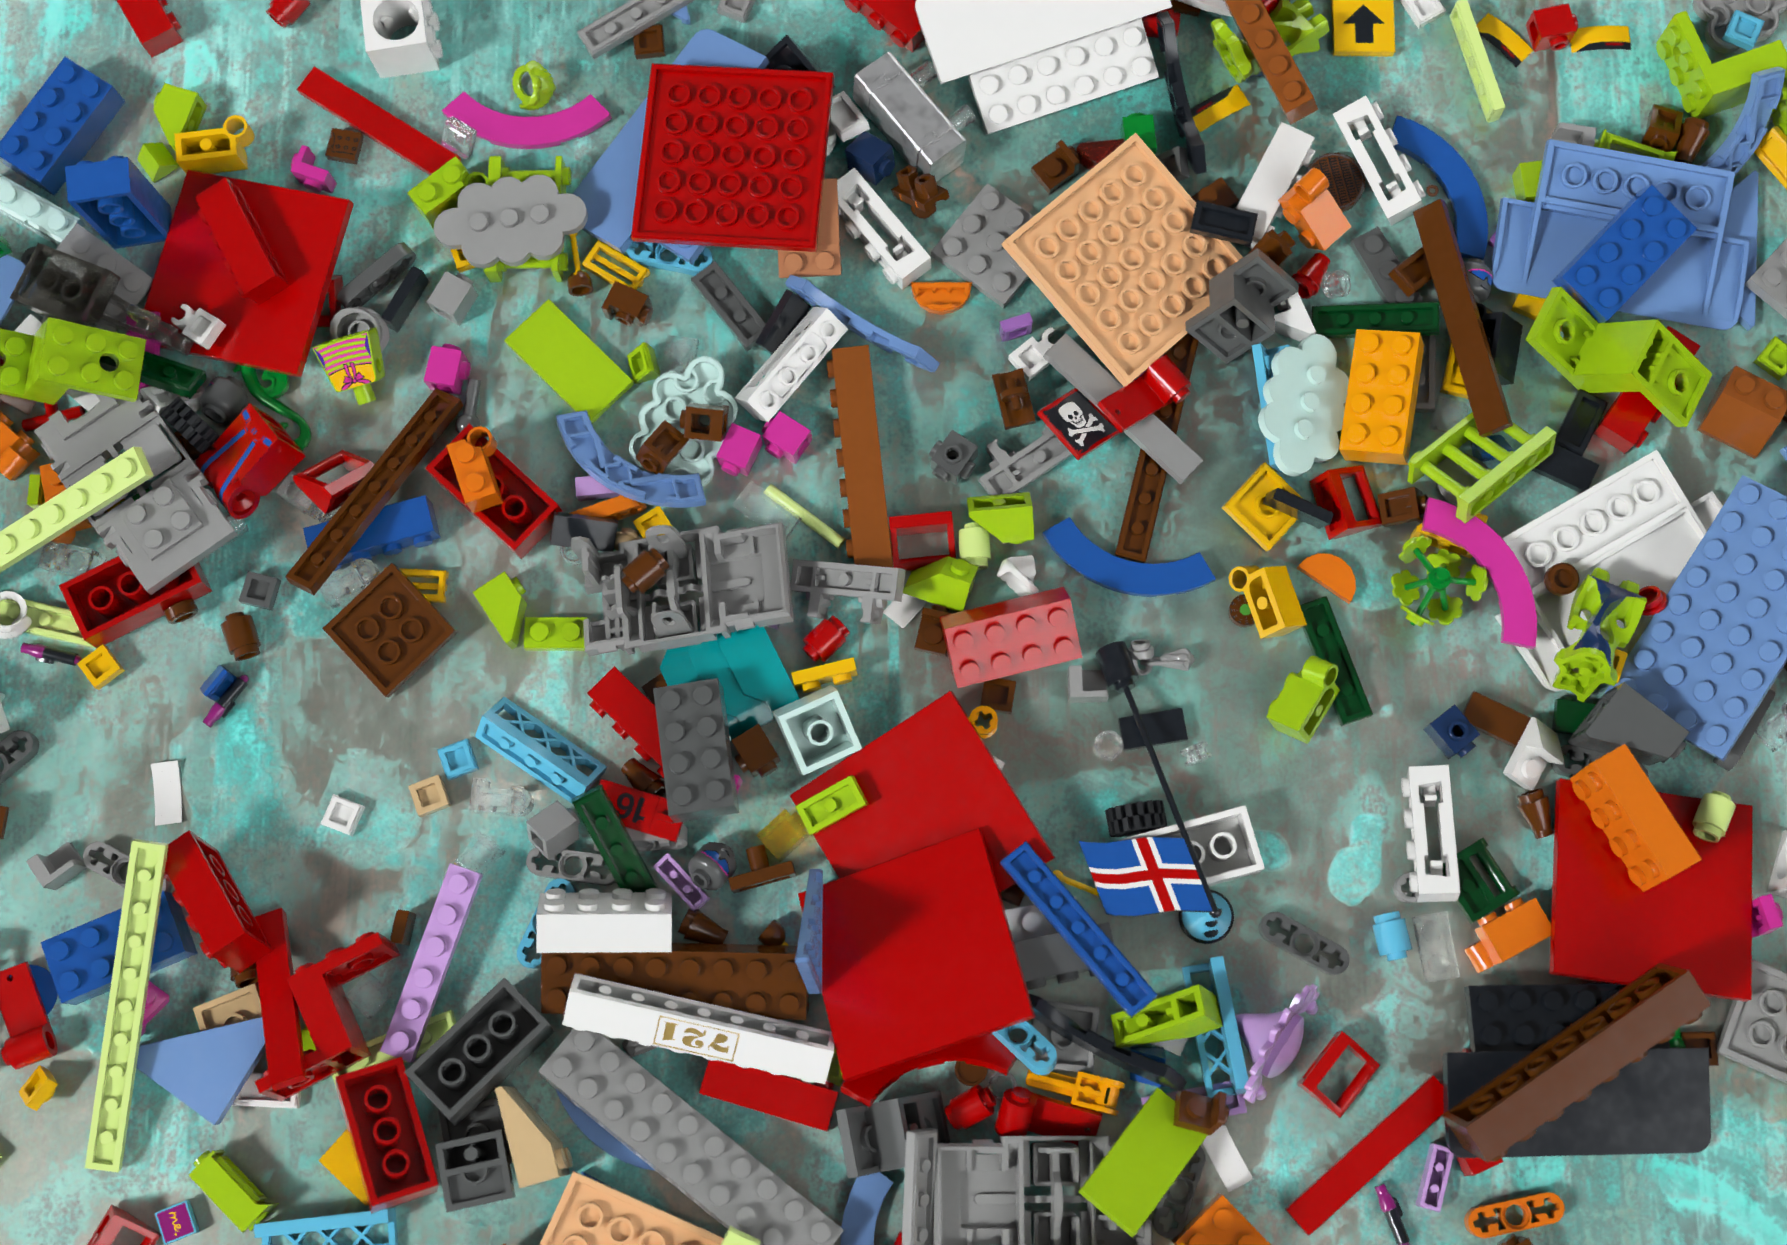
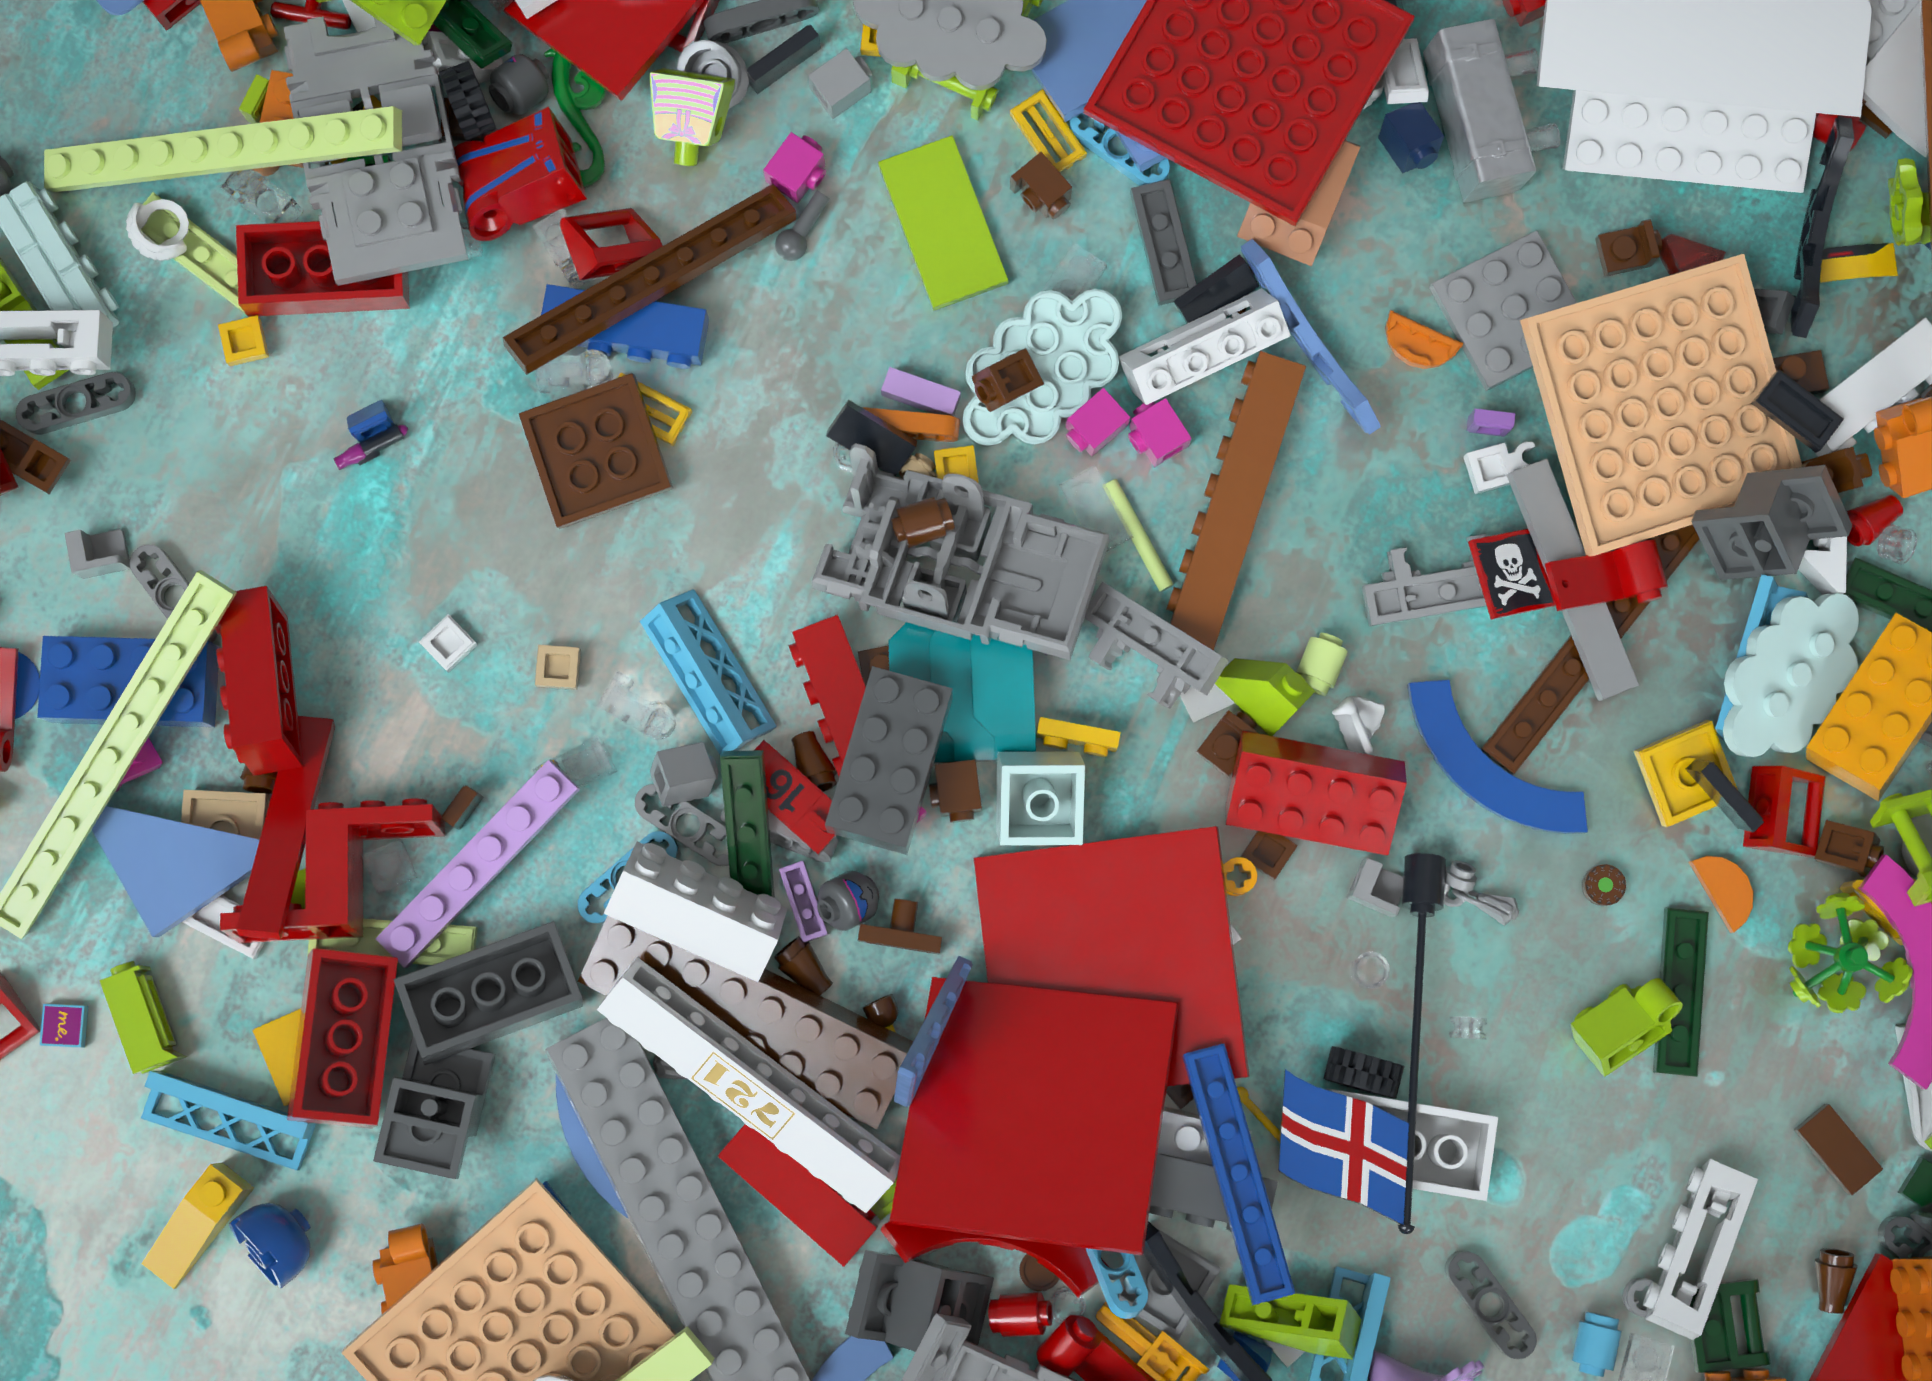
camera: 15 degrees right, 5 degrees up
(50, 655) = (190, 299): black piece -> none
(167, 792) = (257, 523): white sticker -> none
(181, 611) = (363, 317): reddish brown tile -> none
(241, 636) = (420, 378): reddish brown brick -> none
(259, 590) = (464, 334): dark grey plate -> none
(458, 759) = (608, 638): medium azure tile -> none
(475, 471) = (777, 310): orange hinge -> none
(504, 606) = (740, 483): lime slope -> none
(525, 509) = (789, 341): red brick -> none
(533, 1145) = (503, 1128): tan slope -> none
(554, 634) = (785, 542): lime plate -> none
(579, 281) = (998, 130): reddish brown hinge -> none
(621, 475) = (944, 389): medium blue tile -> none
(643, 363) = (1029, 265): lime slope -> none
(695, 429) = (1075, 387): reddish brown brick -> none
(783, 834) = (946, 901): clear yellow brick -> none
(825, 639) = (1097, 694): red brick -> none
(831, 805) = (1017, 894): lime plate -> none
(908, 266) = (1396, 290): white brick -> none
(919, 191) = (1449, 205): reddish brown hips -> none
(920, 524) = (1268, 608): red tile -> none
(953, 458) = (1352, 536): dark grey brick -> none
(1004, 516) = (1373, 644): lime slope -> none
(1013, 399) = (1448, 509): reddish brown hips -> none
(1143, 126) = (1753, 244): green brick -> none
(1161, 726) = (1442, 976): black tile -> none
(1204, 928) = (1383, 1234): medium azure hat -> none
(1269, 599) = (1640, 885): yellow hinge -> none
(1452, 733) = (1780, 1142): dark blue brick -> none
(1533, 751) = (1866, 1206): white slope -> none

